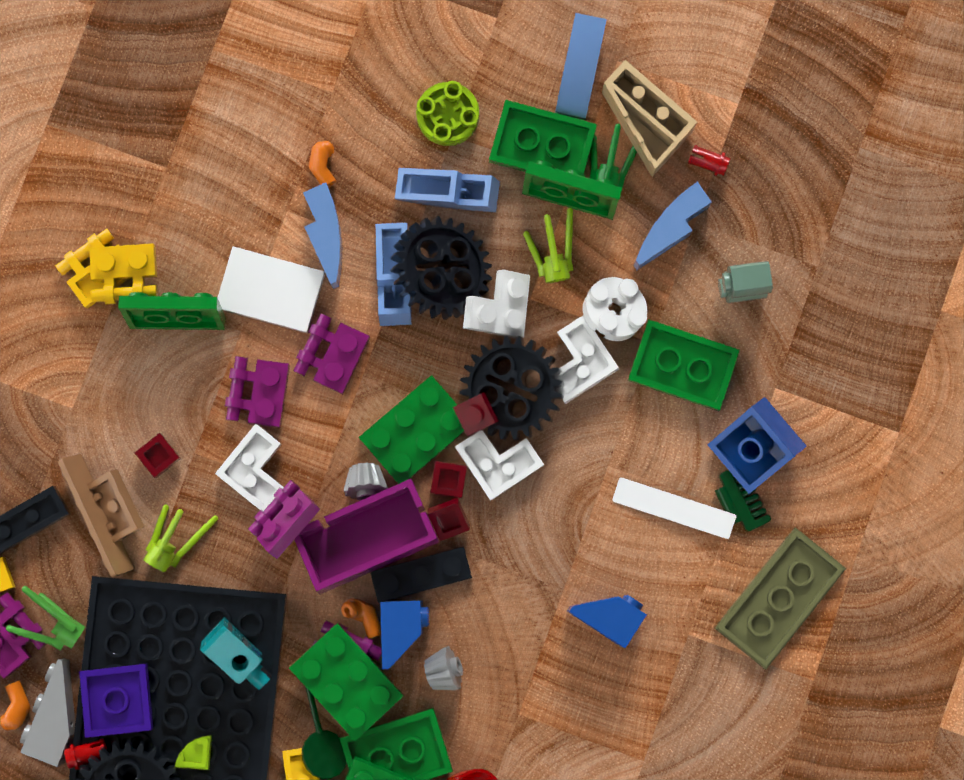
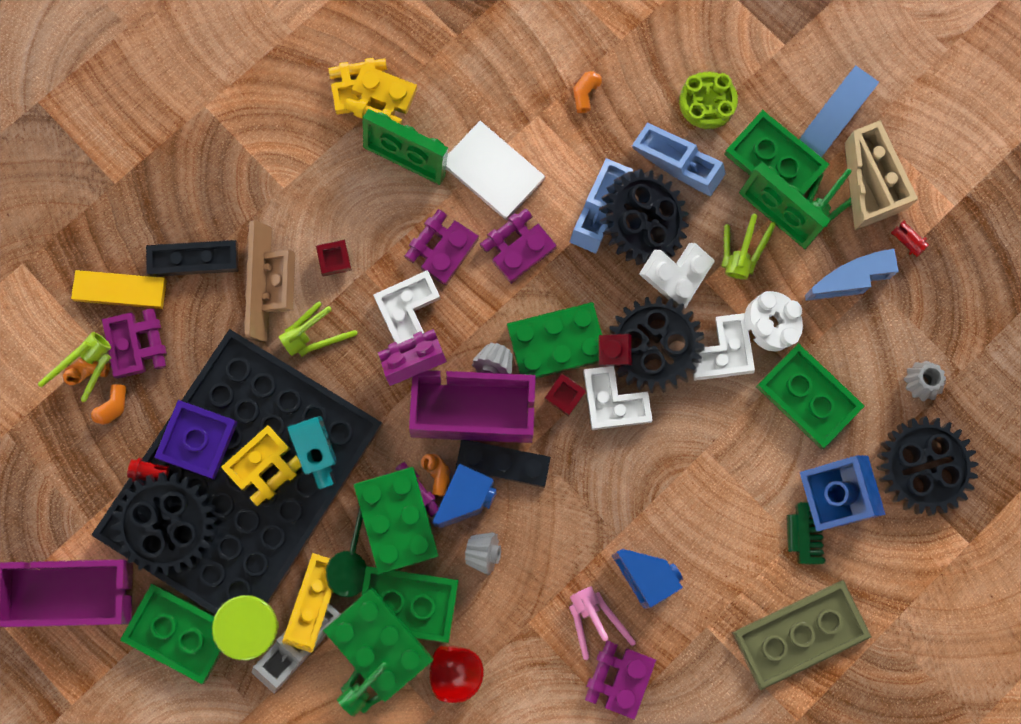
camera: 20 degrees right, 5 degrees down
(54, 718) = (137, 429): light grey slope -> none
(66, 630) = (185, 362): bright green plant -> none
(183, 689) = (258, 457): none -> yellow plate
(195, 754) = (239, 518): lime tile -> none
(325, 232) = (561, 144): medium blue slope -> none
(448, 519) = (549, 427): dark red plate -> none
(565, 670) = (587, 604): none -> bright pink plant
(640, 724) = (629, 683): none -> magenta plate
(674, 508) = (745, 512): white sticker -> none
(746, 282) = (897, 351): sand green brick -> none
(797, 290) = (917, 385): none -> light grey piece
(844, 399) = (936, 492): none -> black gear

